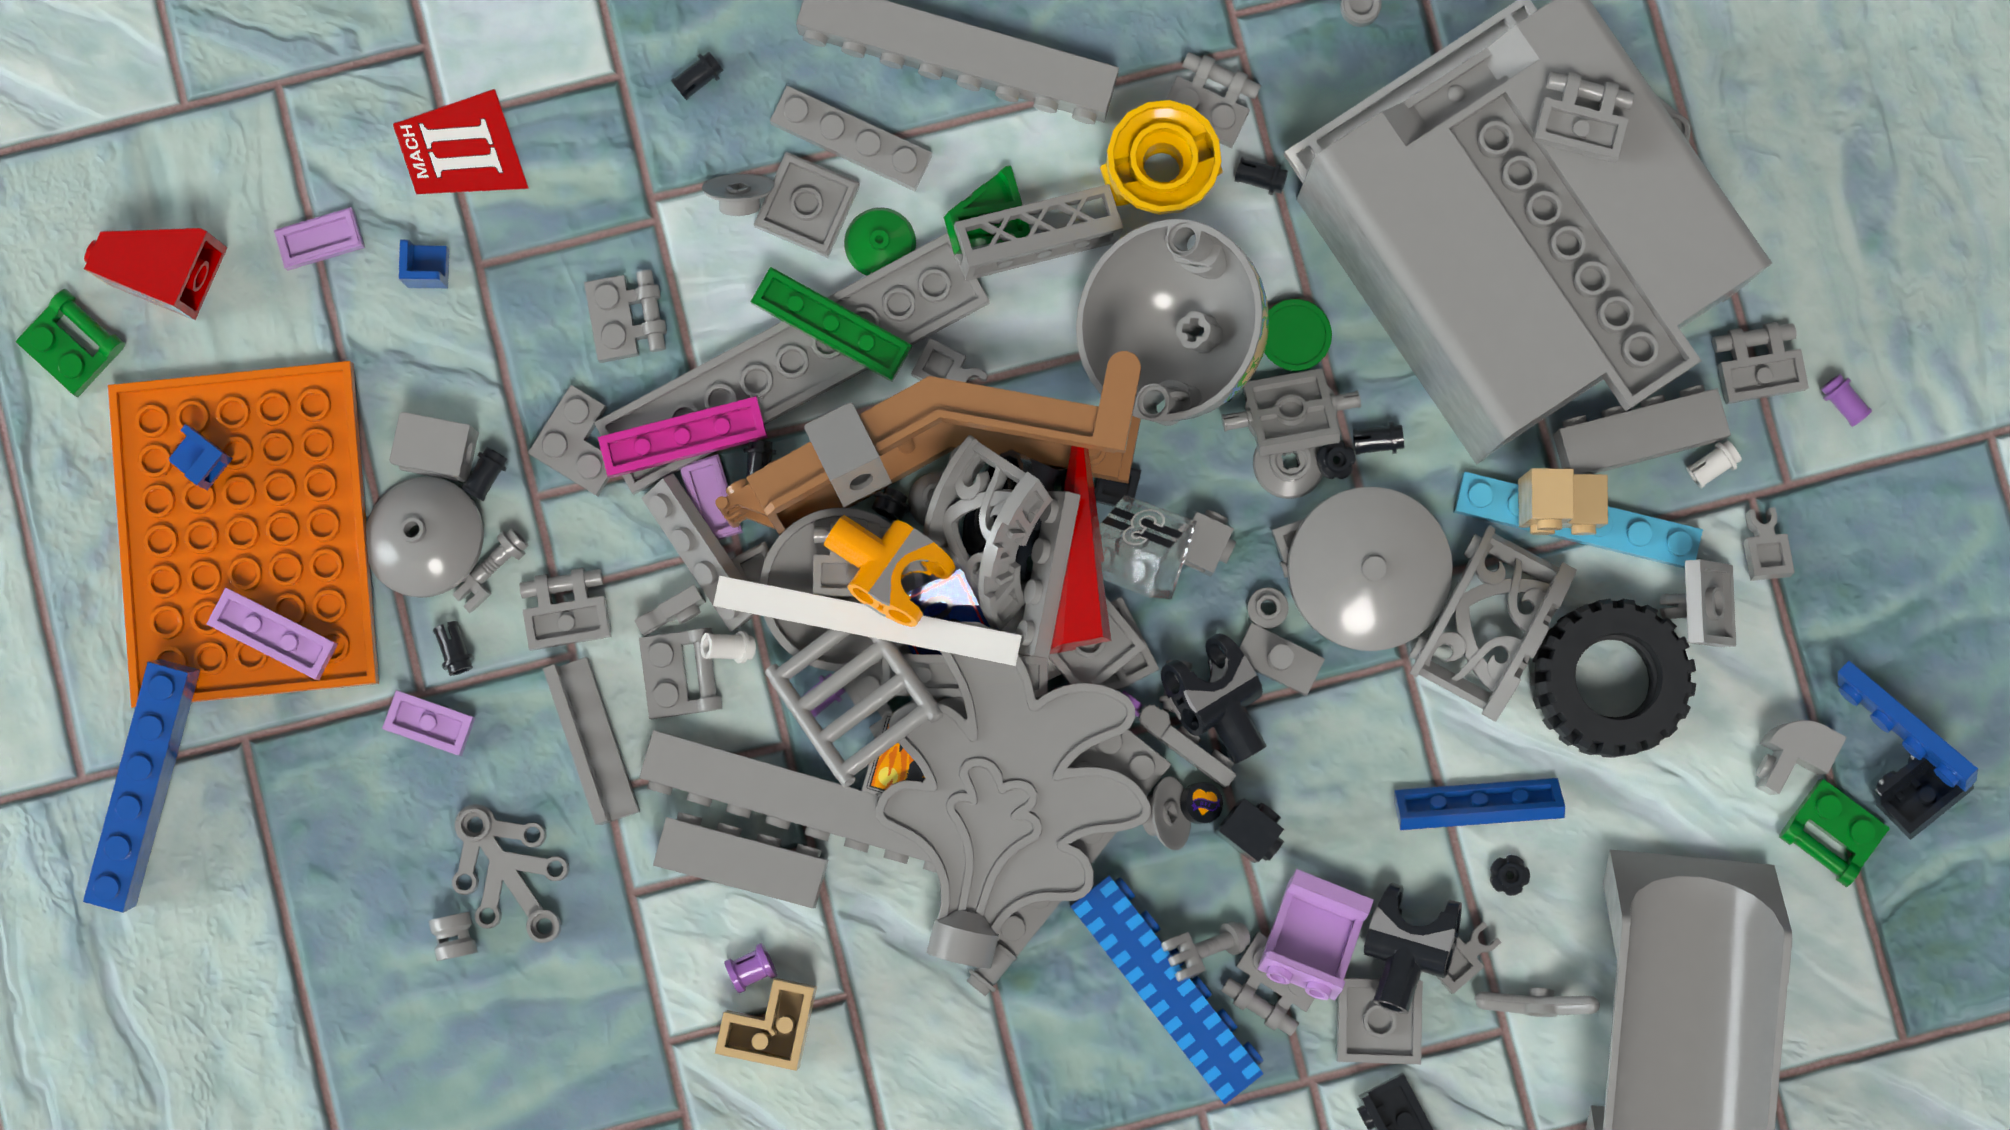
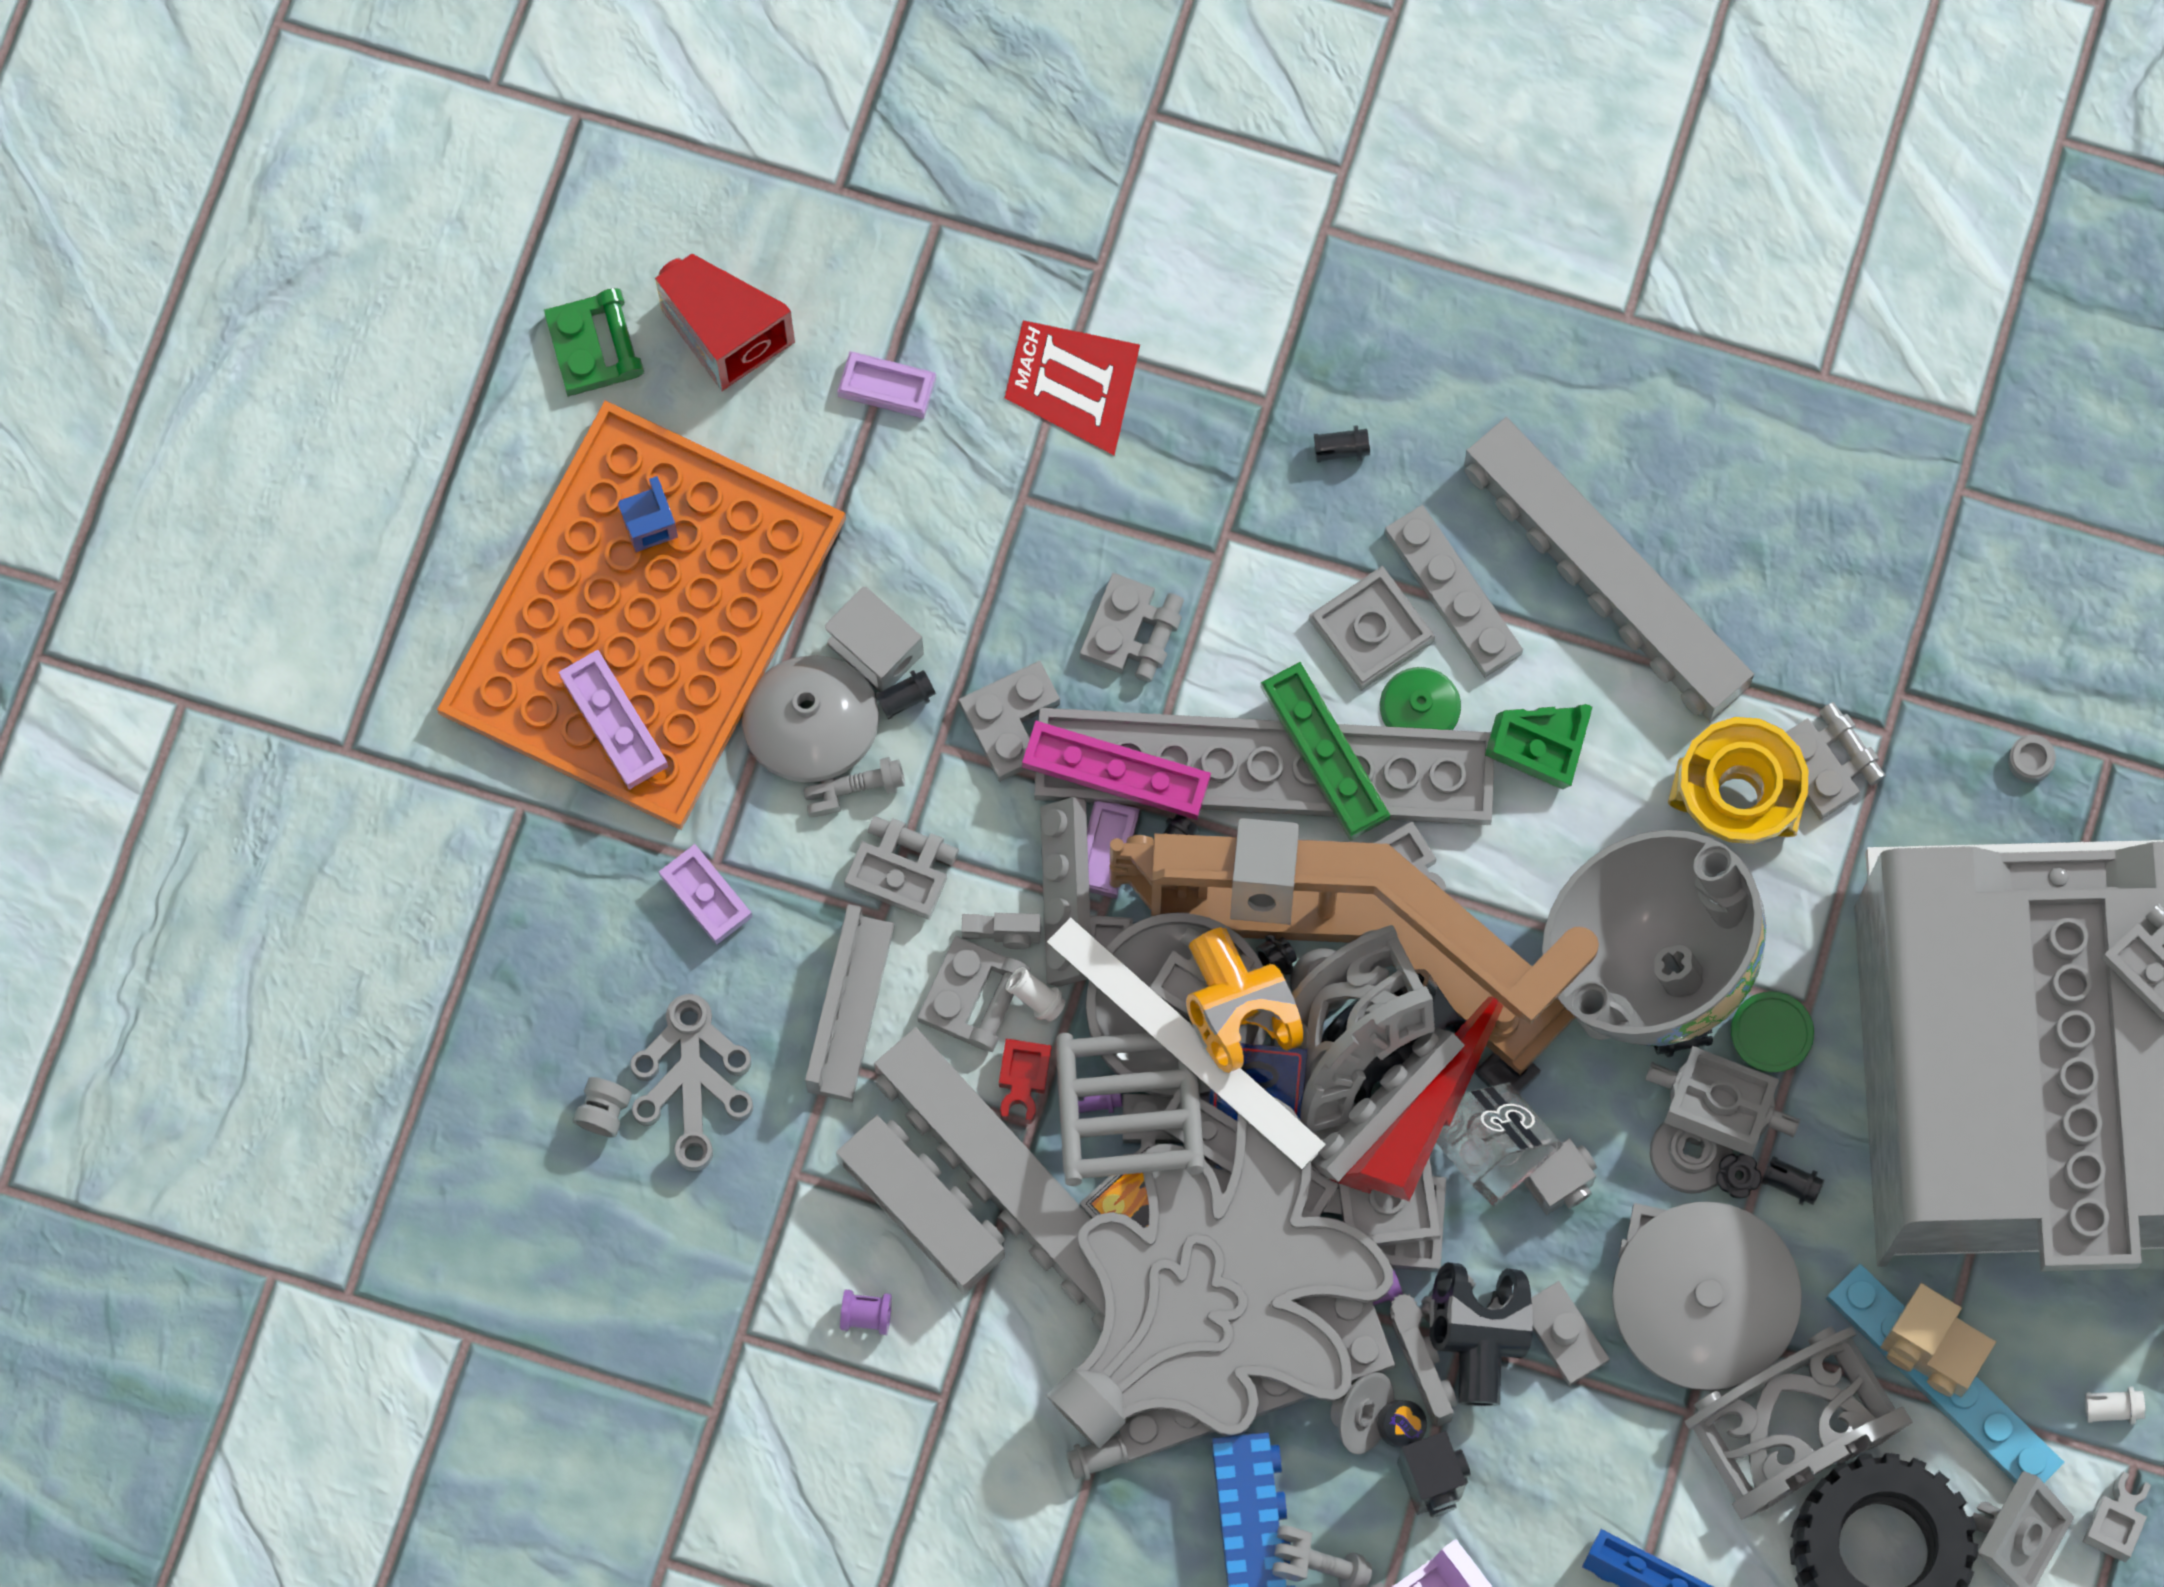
camera: 30 degrees right, 10 degrees down
(141, 785) = (402, 785): blue brick -> none
(423, 265) = (969, 467): blue panel -> none
(453, 650) = (772, 840): black pin -> none
(738, 192) = (1312, 577): light grey piece -> none
(755, 710) = (1023, 1071): none -> red plate
(776, 1038) = (853, 1389): tan brick -> none
(1042, 246) = (1574, 798): light grey fence -> none
(1258, 616) = (1573, 1286): light grey plate -> none
(1261, 175) = (1832, 861): black pin -> none
(1642, 433) = (2061, 1330): light grey brick -> none

